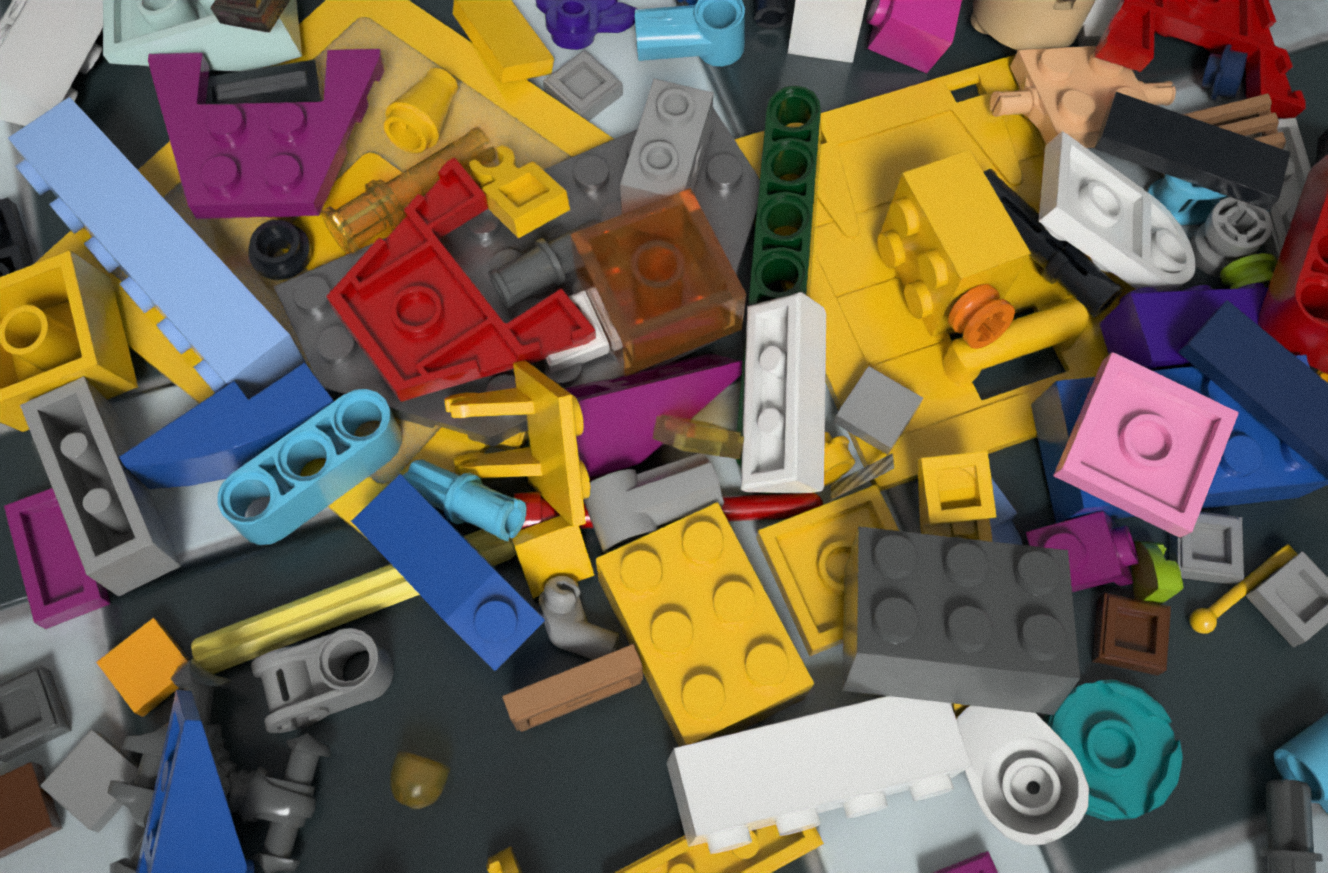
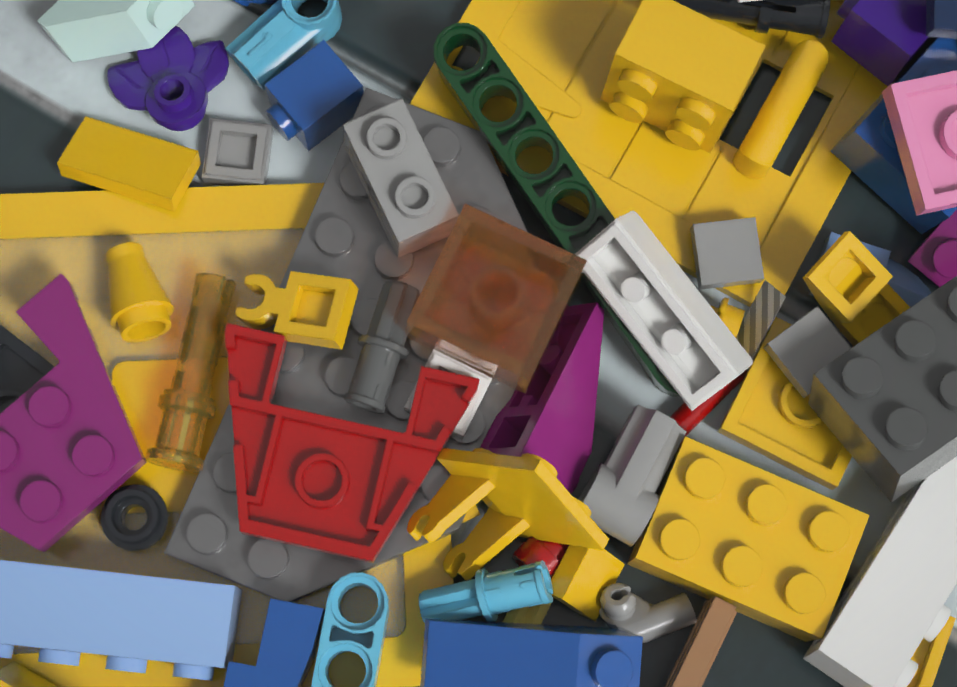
camera: 45 degrees left, 10 degrees up
(663, 61) = (313, 96): none -> blue brick
(698, 436) = (623, 395): clear yellow tile -> none
(877, 511) = (806, 349): none -> light grey tile
(981, 316) = (755, 119): orange bush -> none

